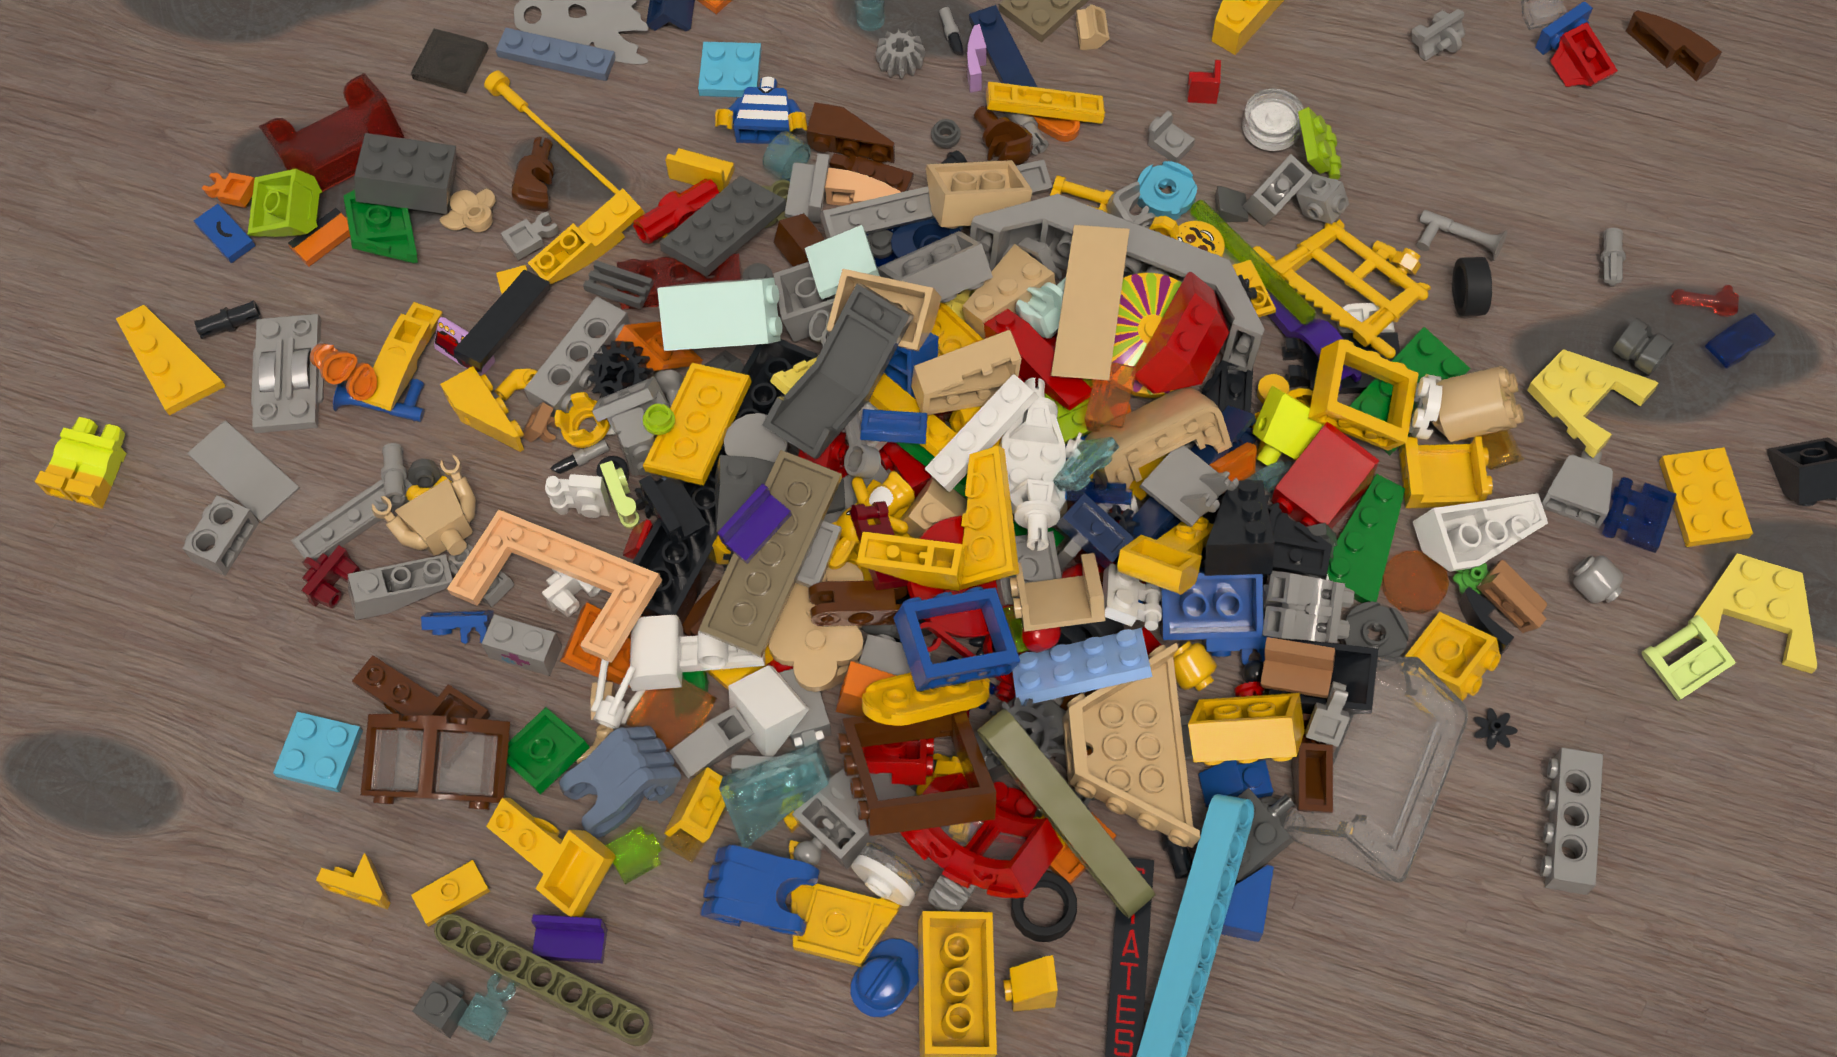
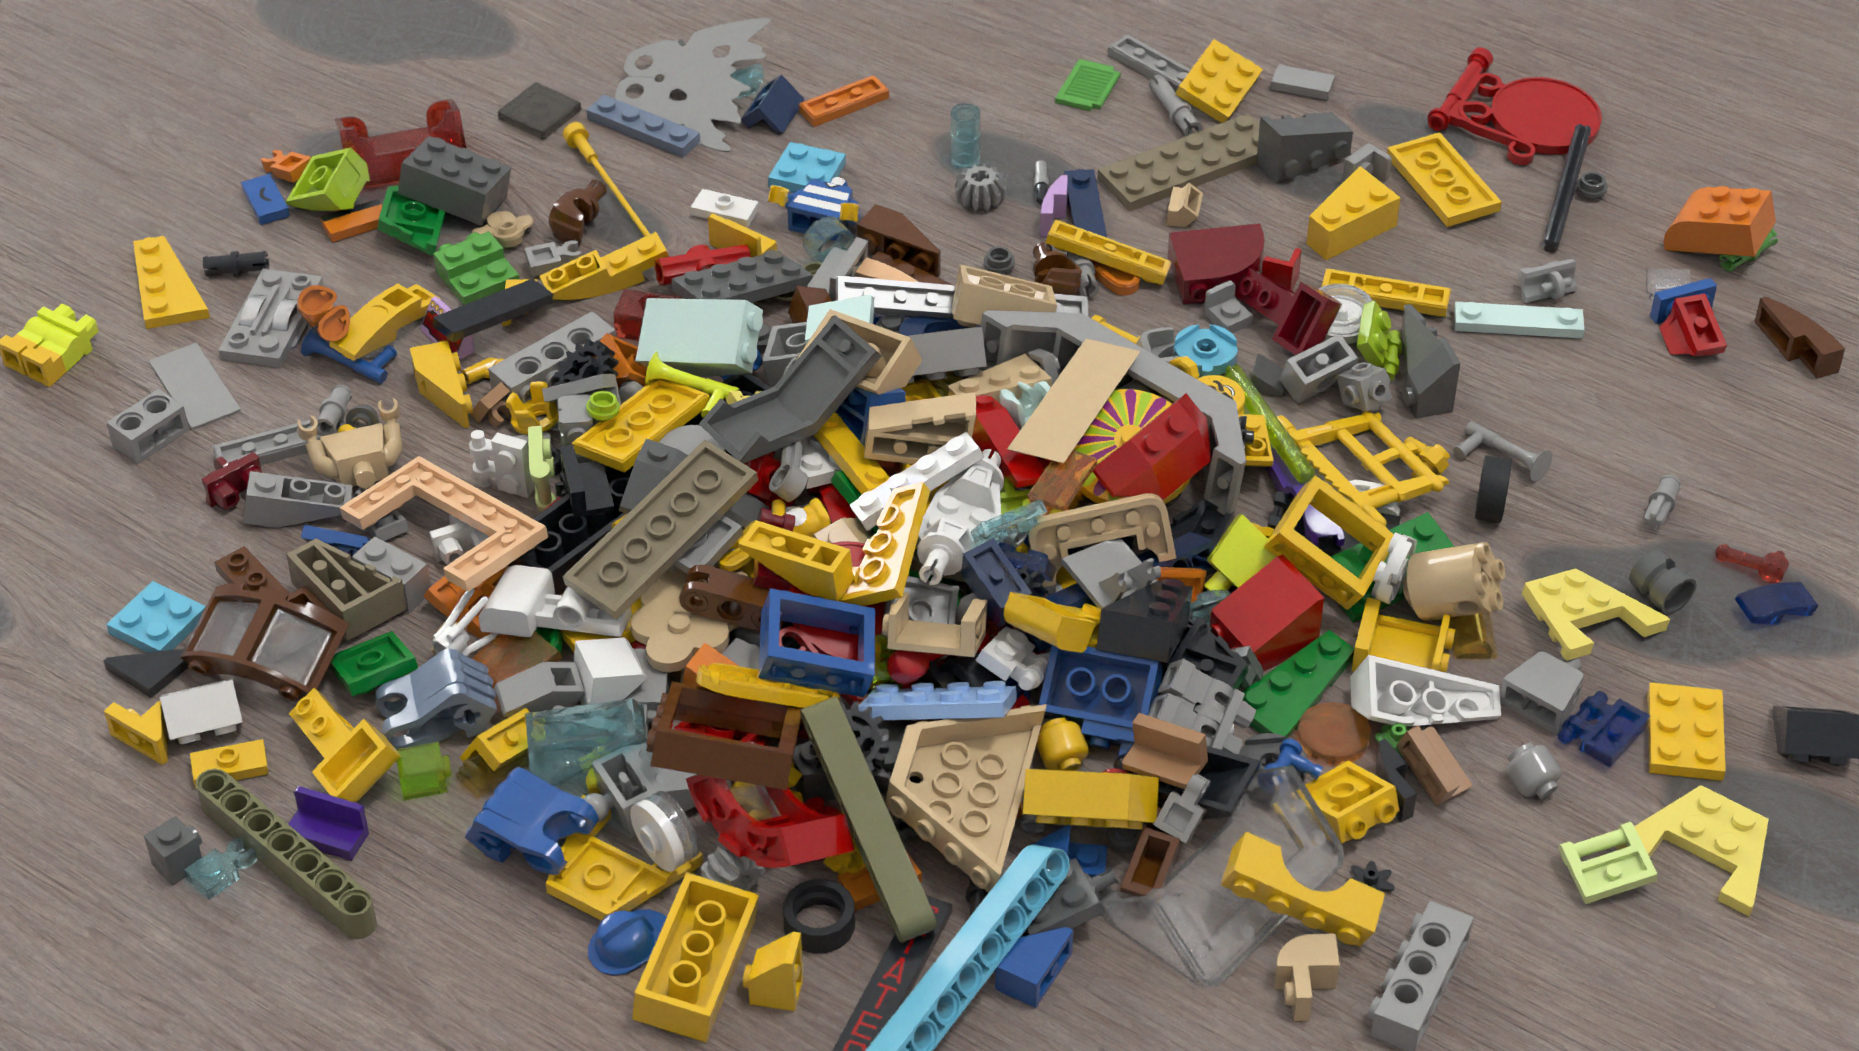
camera: 15 degrees right, 20 degrees down
(332, 811) = (148, 670): none -> black tile
(402, 844) = (201, 710): none -> white slope
(460, 266) = (474, 267): none -> bright green plate
(485, 675) = (346, 587): none -> dark tan wedge
(620, 280) = (620, 301): dark grey tile -> none
(669, 134) = (726, 206): none -> white plate
(754, 524) = (650, 490): dark purple panel -> none
(756, 367) = (717, 390): none -> neon yellow piece
(893, 426) = (831, 457): blue tile -> none
(1141, 86) = (1213, 257): none -> dark red brick
(1248, 139) = (1301, 315): none -> dark red plate
(1306, 82) = (1395, 293): none -> yellow plate
(1372, 165) = (1428, 367): none -> dark grey wedge
(1395, 629) = (1290, 754): none -> blue piece
(1418, 768) = (1259, 873): none -> yellow arch
(1426, 83) = (1518, 320): none -> light aqua plate
(1470, 842) = (1305, 965): none -> tan brick

